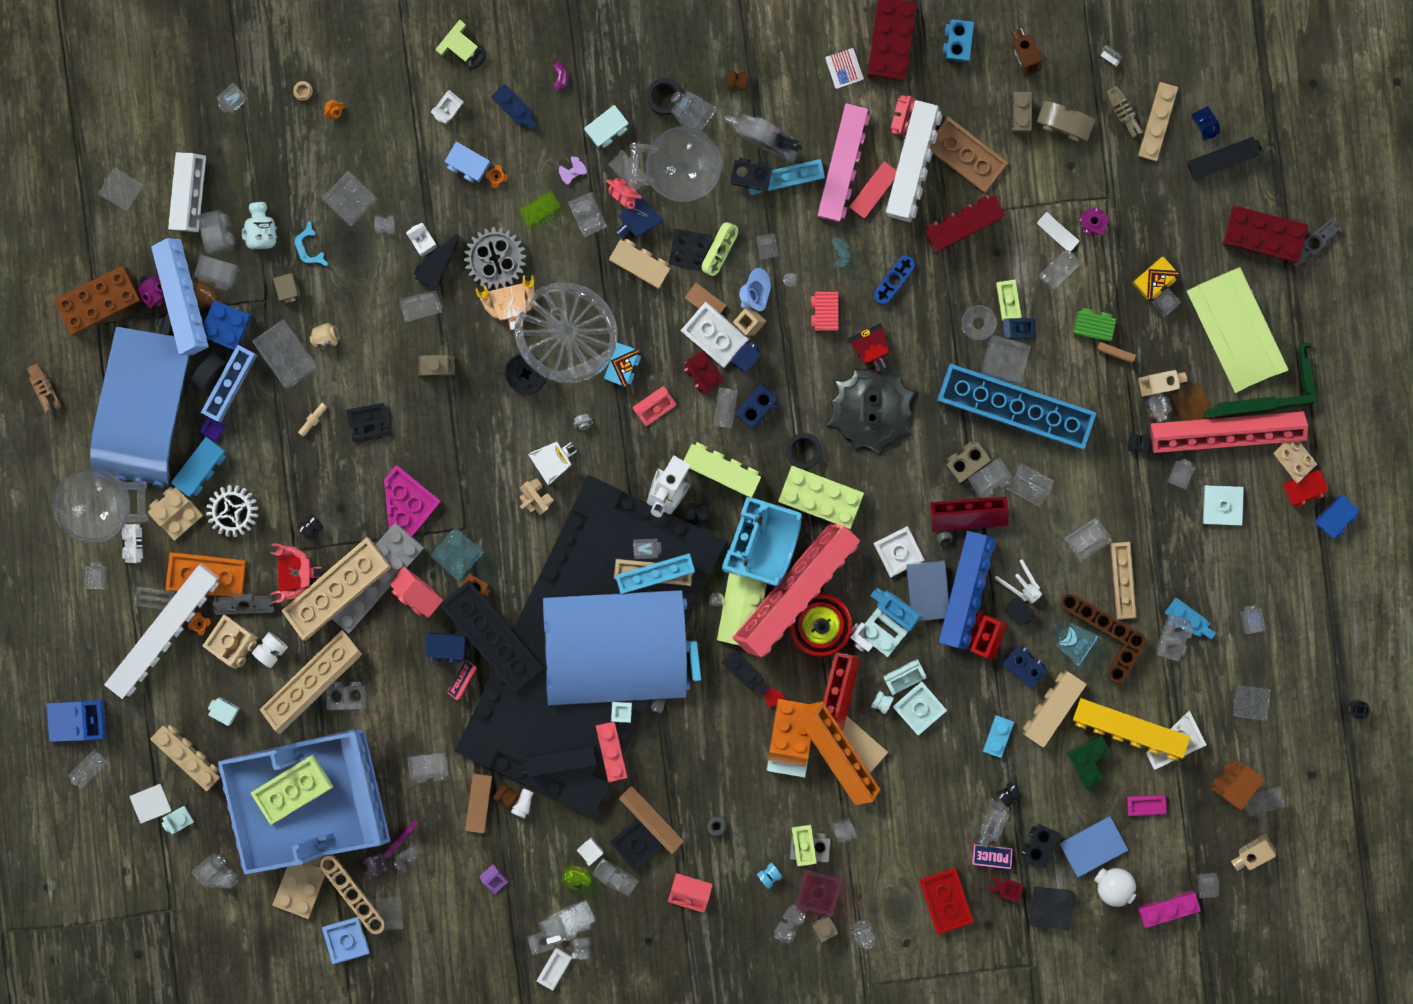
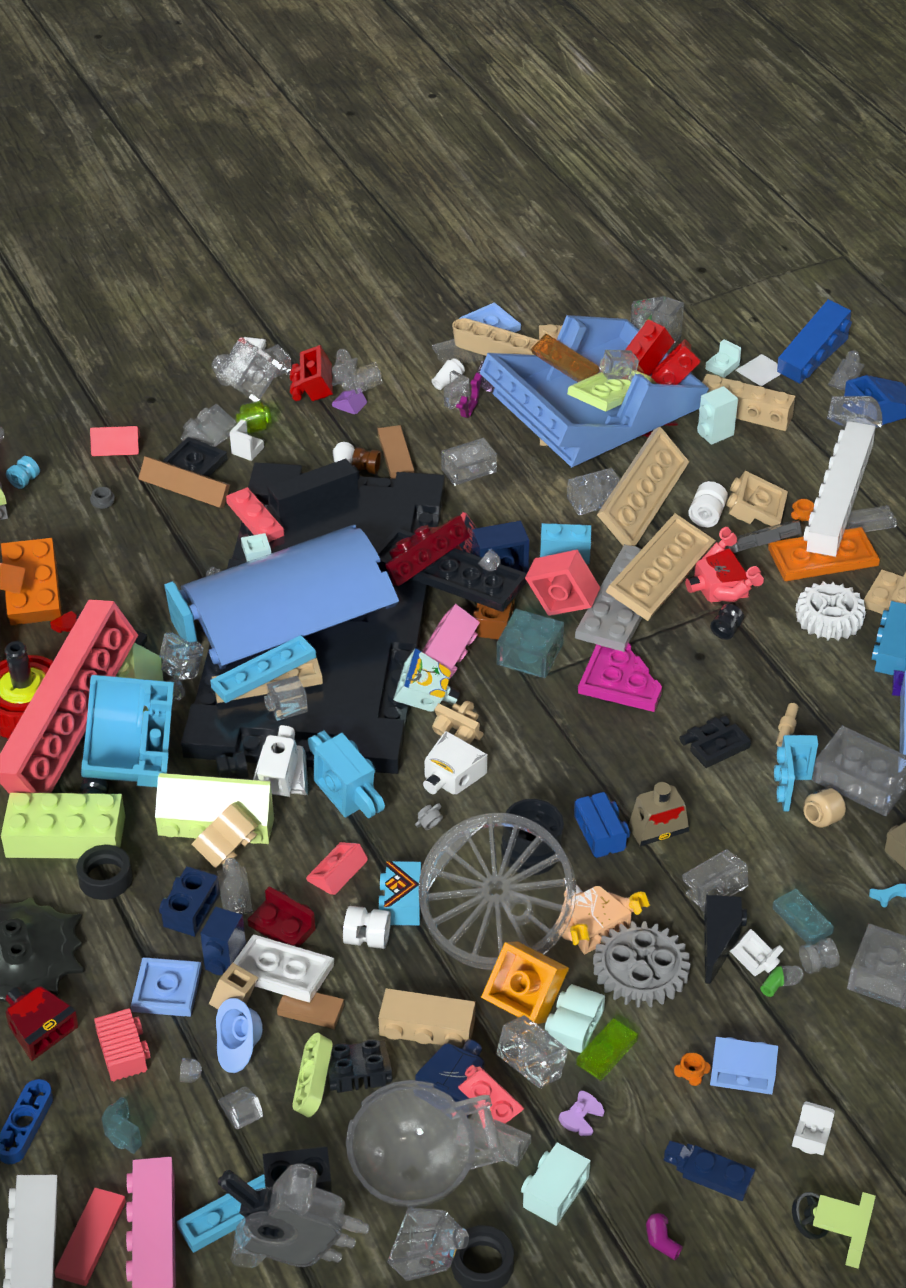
camera: 165 degrees right, 45 degrees down
(99, 804) = (815, 342): none -> blue wedge
(114, 702) = (855, 409): none -> clear brick
(220, 741) = (717, 415): none -> light aqua brick
(223, 711) = (729, 447): light aqua brick -> none
(235, 792) = (676, 365): none -> red bracket
(247, 820) = (650, 346): none -> red brick
(279, 804) = (619, 364): none -> clear brick
(317, 831) = (564, 359): none -> clear orange tile
(338, 374) = (795, 762): none -> medium azure bracket
(379, 258) = (803, 917): none -> clear light blue plate
(392, 646) = (565, 538): none -> medium azure brick
(404, 881) = (443, 376): none -> white cone
(411, 220) = (781, 977): none -> arm
(463, 623) = (490, 561): none -> clear hinge
(470, 898) = (363, 378): none -> clear hinge
(475, 375) = (601, 824): none -> blue brick
(486, 914) = (343, 365): none -> clear hinge
(505, 655) = (424, 548): none -> dark red bracket
(513, 911) = (312, 375): none -> red brick
(516, 571) = (451, 637): none -> bright pink brick
(546, 536) = (424, 683): none -> light aqua torso
(551, 233) = (576, 1017): none -> light aqua brick
(574, 260) = (524, 982): none -> light orange brick
(629, 468) = (344, 775): none -> medium azure brick
(653, 344) = (377, 929): none -> white wheel
(701, 621) = (180, 657): none -> clear brick
(720, 444) = (226, 835): none -> tan brick
(787, 349) = (166, 987): none -> light blue tile

